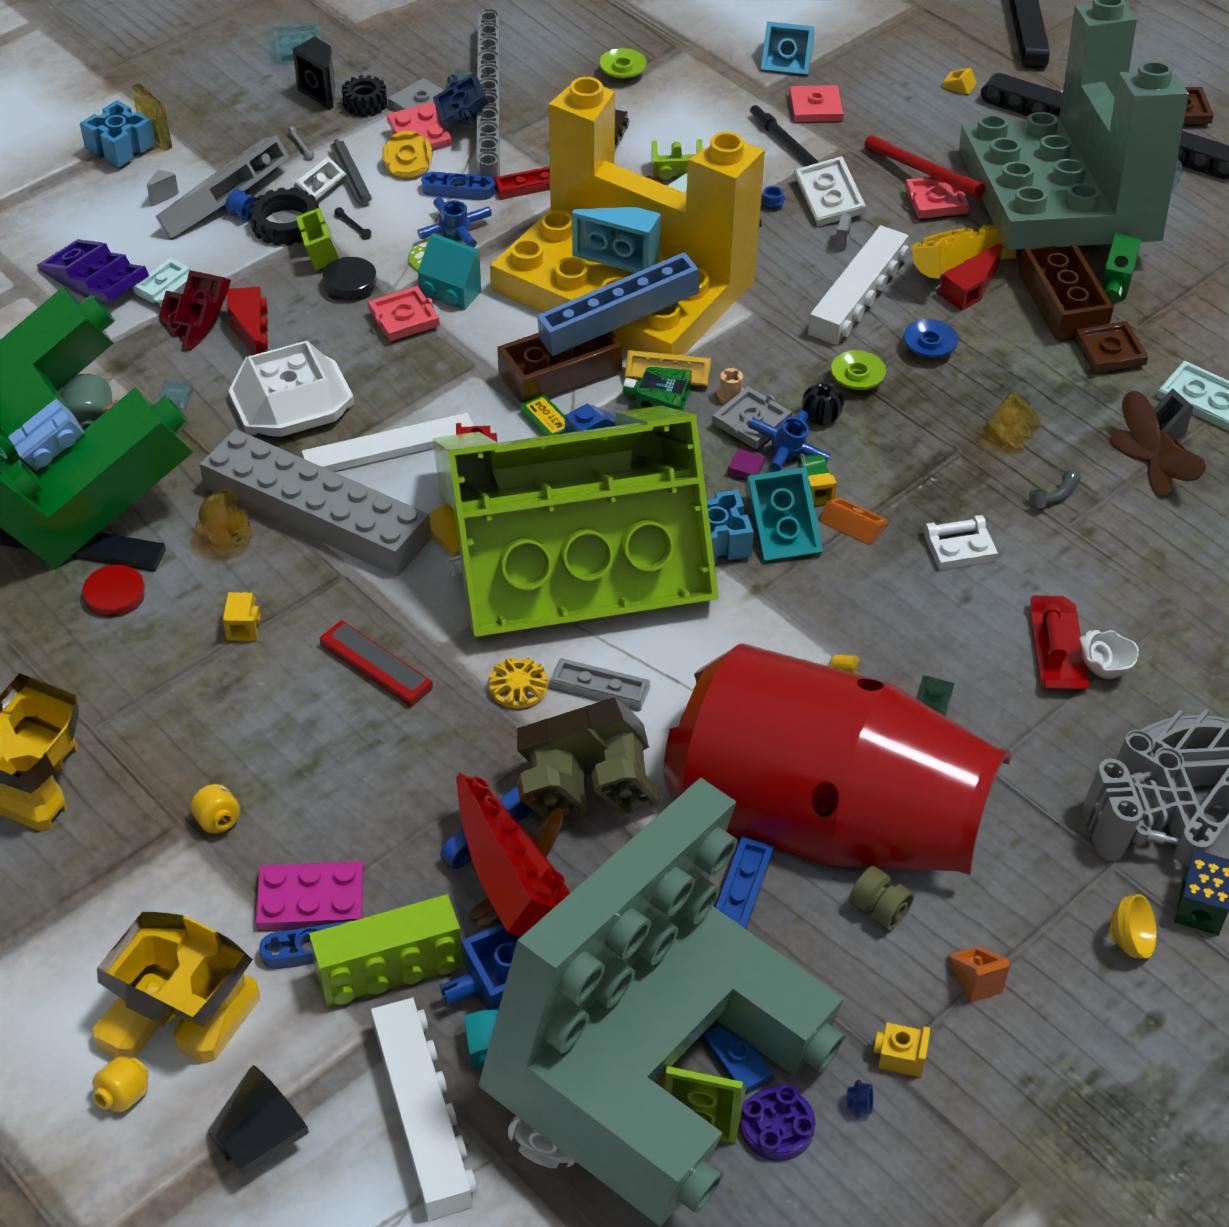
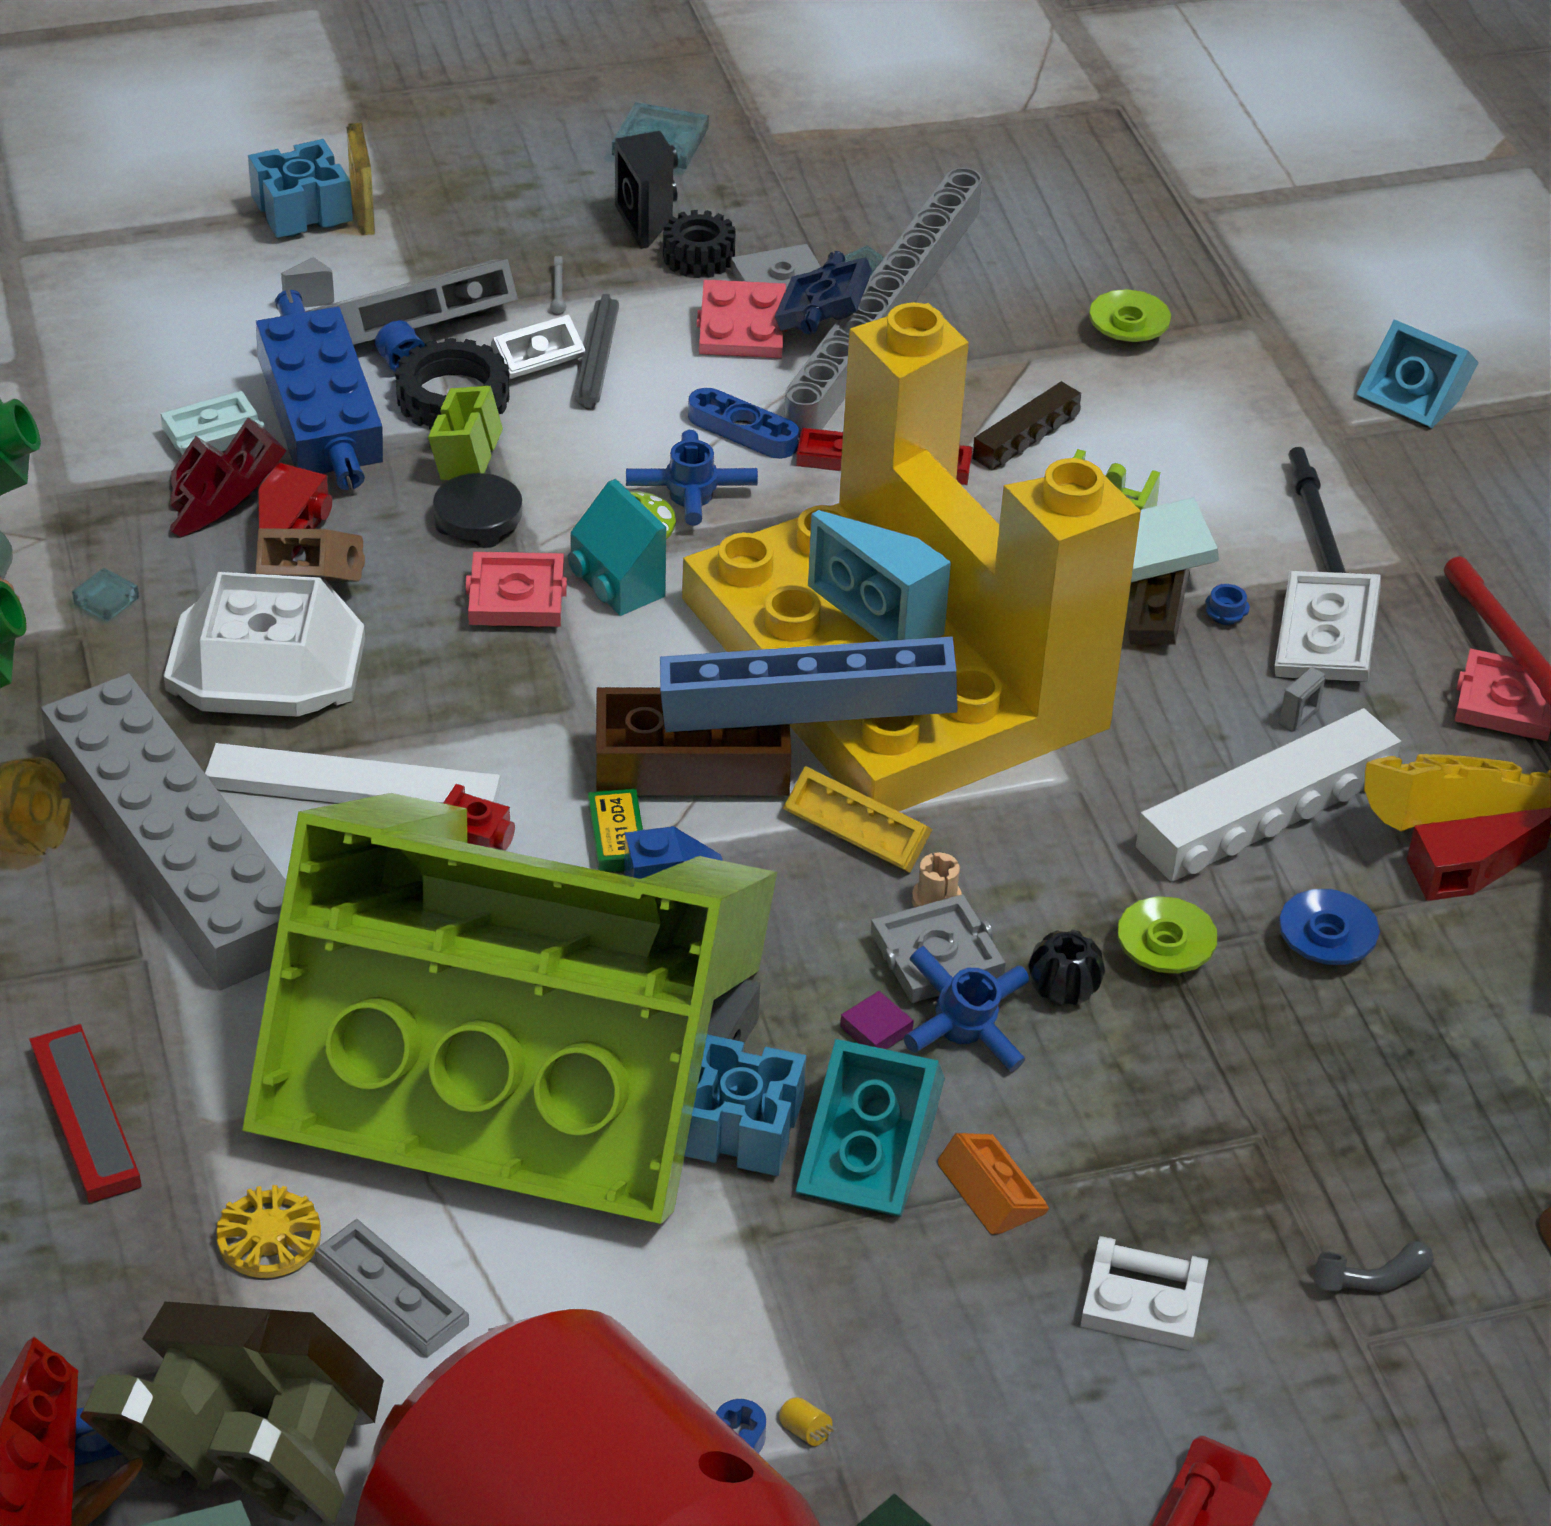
camera: 25 degrees right, 5 degrees down
(93, 270) = (126, 373): dark purple slope -> none
(218, 241) = (319, 390): none -> blue brick
(288, 331) = (328, 554): none -> medium nougat torso
(365, 233) = (554, 449): black hinge -> none
(407, 154) = (695, 351): yellow tile -> none
(660, 388) = (819, 855): torso -> none
(816, 103) = (1409, 477): coral plate -> none
(818, 477) = (969, 1088): leg -> none
(1012, 422) = (1375, 1117): clear yellow plate -> none

